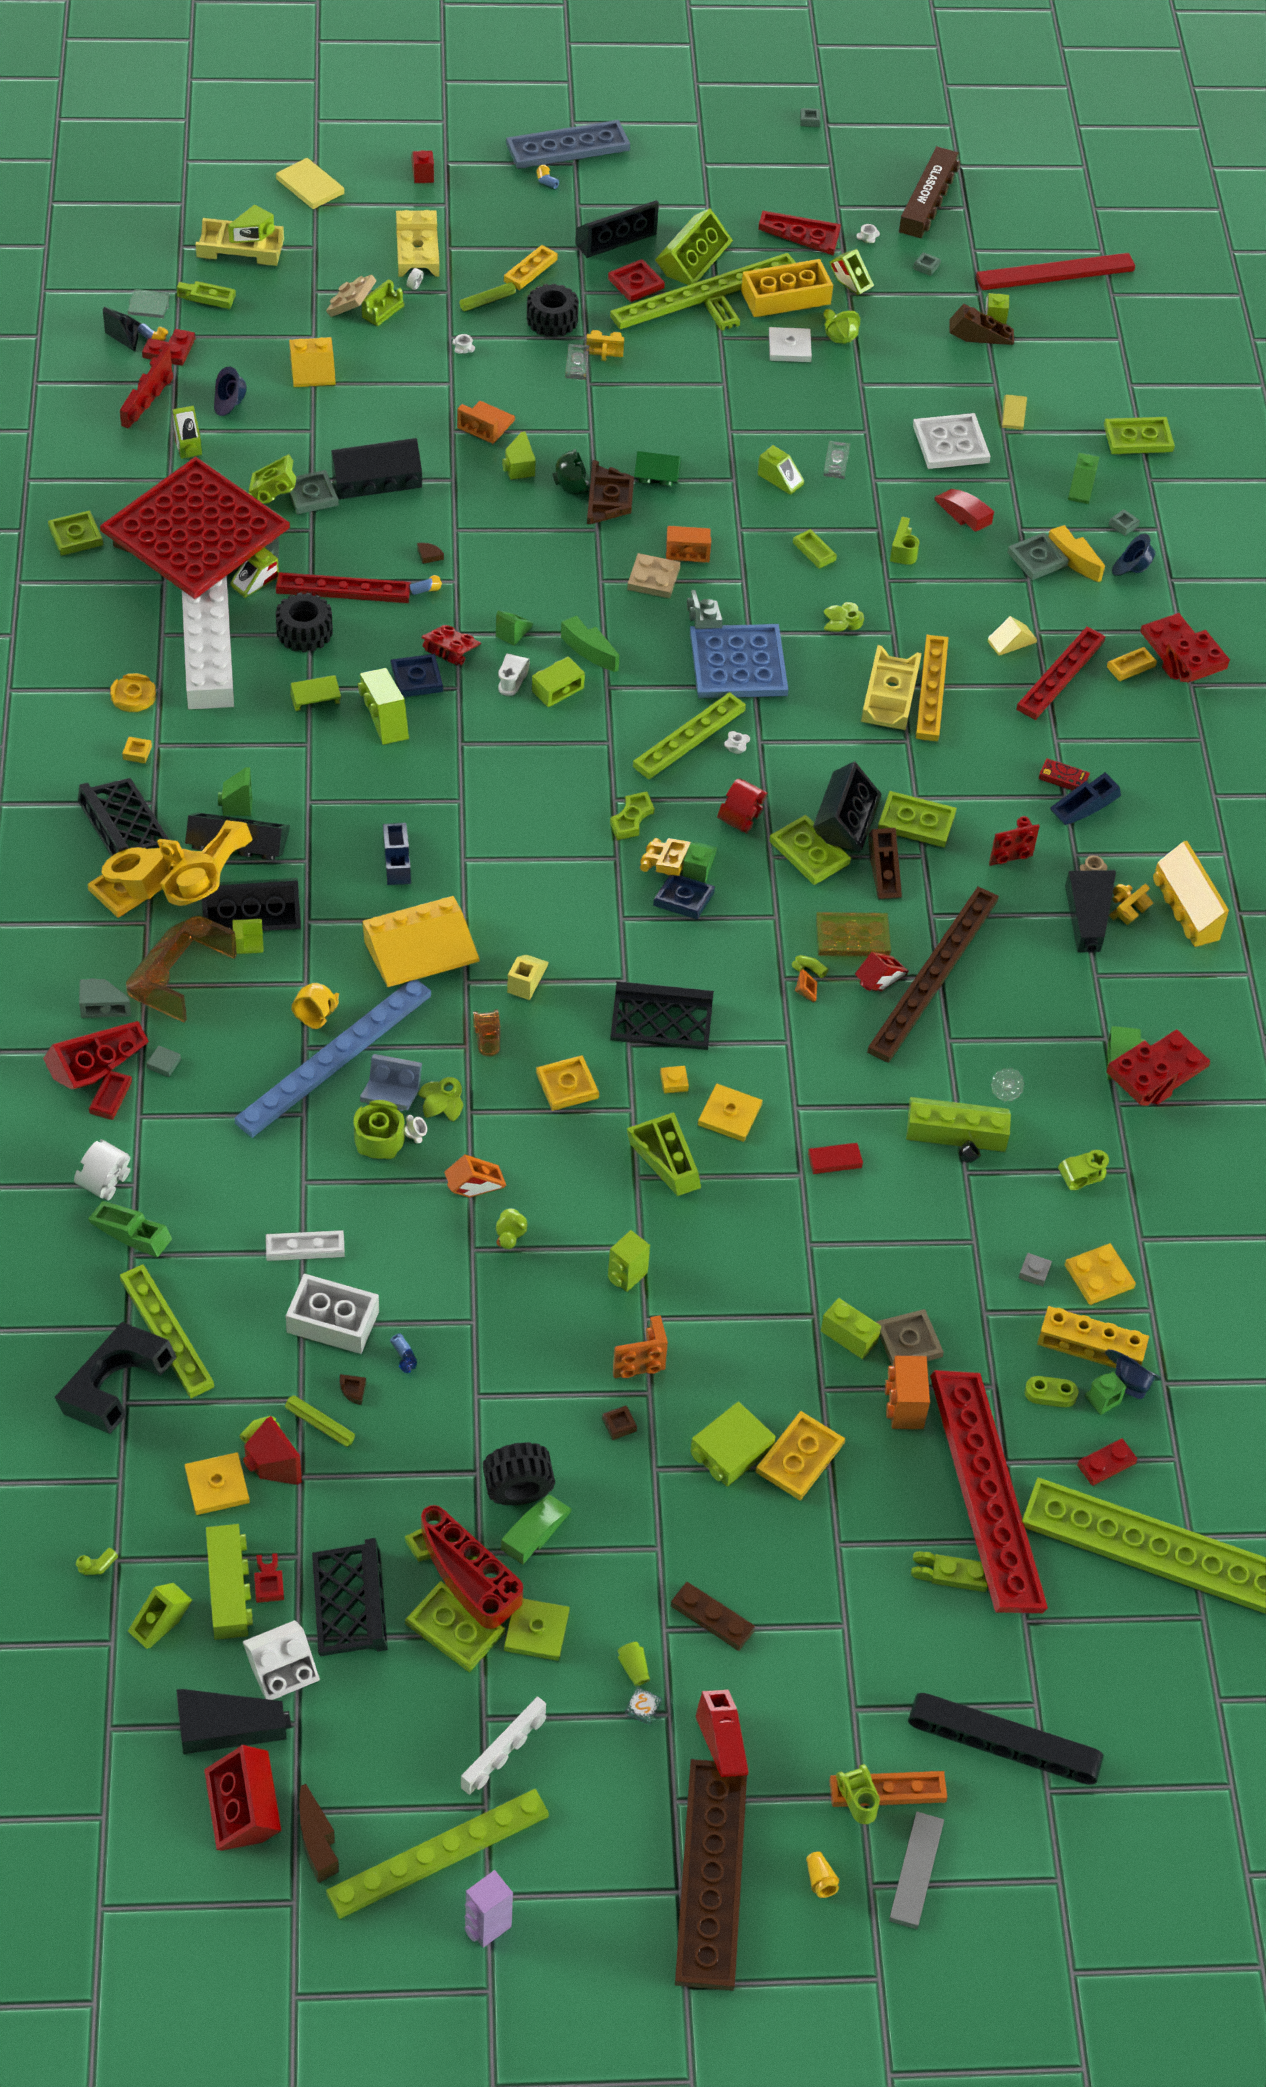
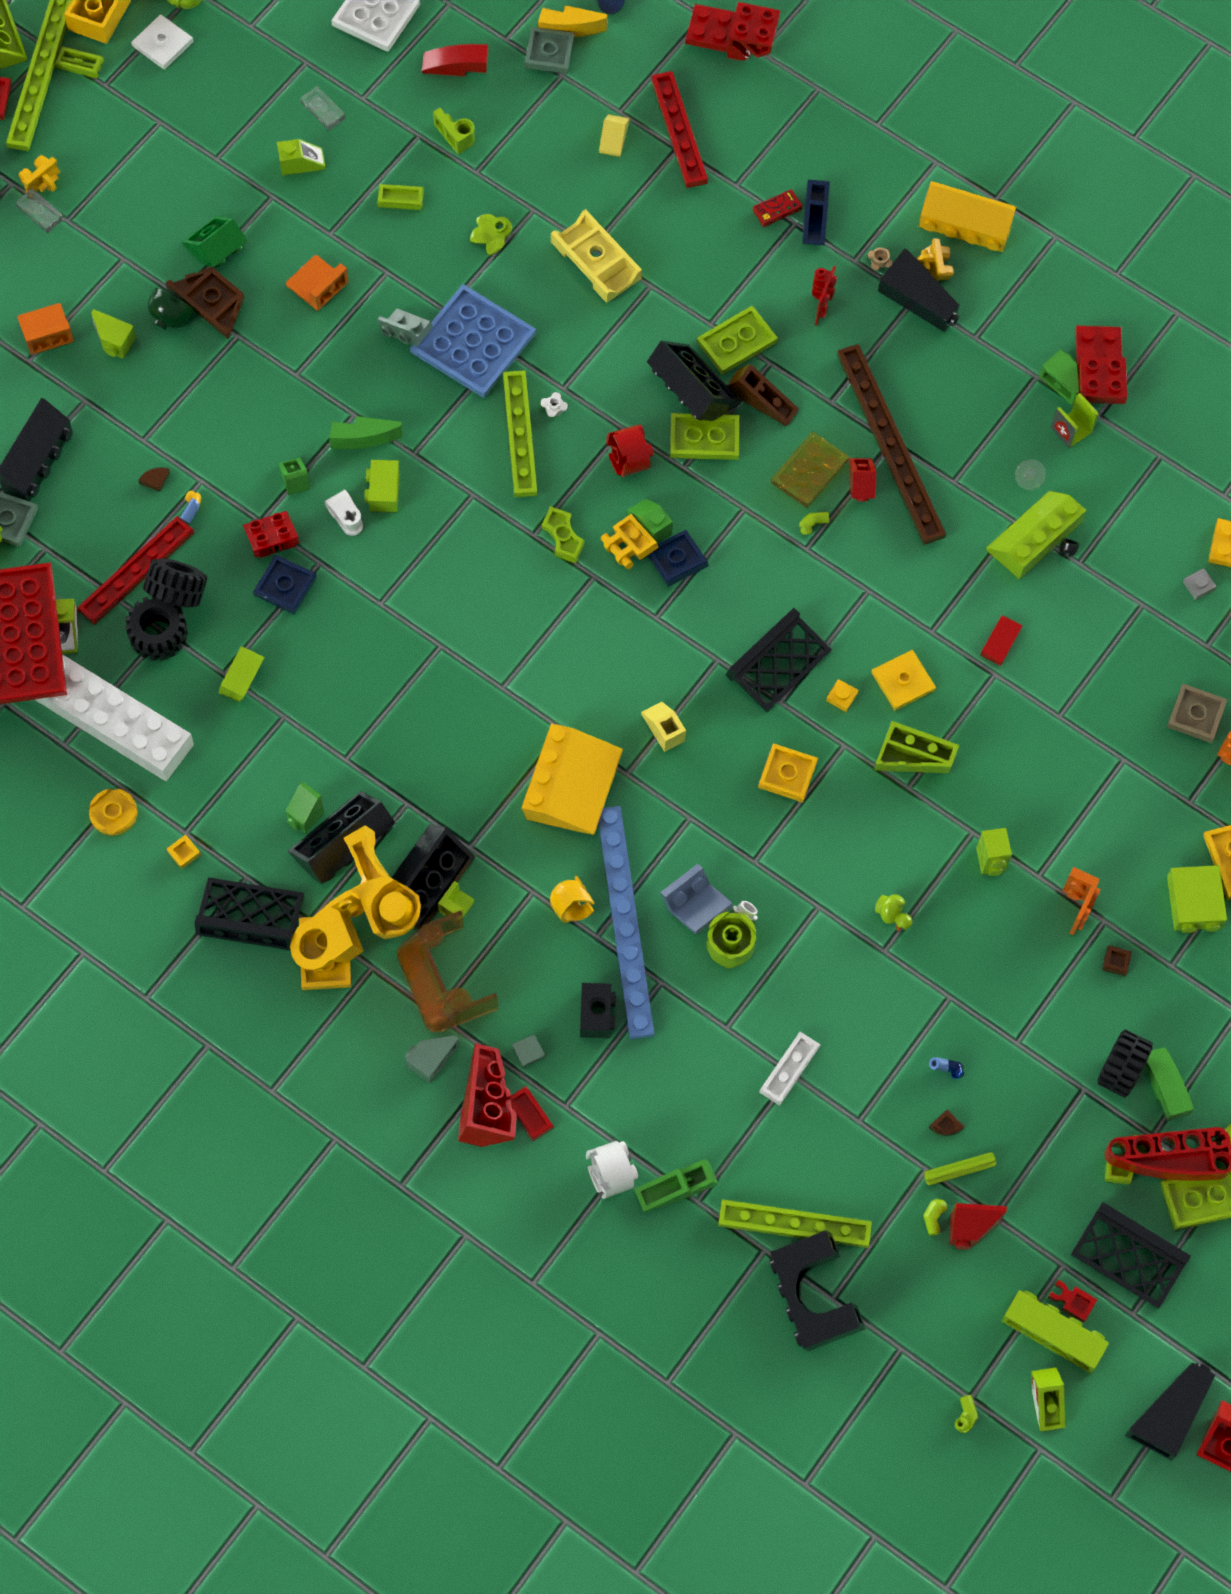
camera: 50 degrees left, 15 degrees up
(217, 1483) = (959, 1280): yellow plate -> none
(236, 1080) = (597, 996): none -> black brick
(281, 1660) = (1149, 1338): white slope -> none
(332, 1313) = (877, 1093): white brick -> none
(347, 604) = (175, 582): none -> black tyre
(384, 705) = (299, 629): lime wedge -> none
(396, 854) = (461, 732): dark blue slope -> none
(440, 1100) = (732, 875): lime plate -> none
(474, 1177) = (826, 903): orange slope -> none
(487, 1032) = (690, 789): clear orange piece -> none
(653, 575) = (327, 332): tan plate -> none
(806, 986) = (831, 539): orange slope -> none
(850, 1328) = (1161, 745): lime brick -> none
(932, 688) = (618, 228): yellow plate -> none
(1082, 1170) = (1144, 485): lime piece -> none
(1093, 1085) = (1080, 419): none -> lime piece
(1131, 664) = (711, 75): yellow plate -> none

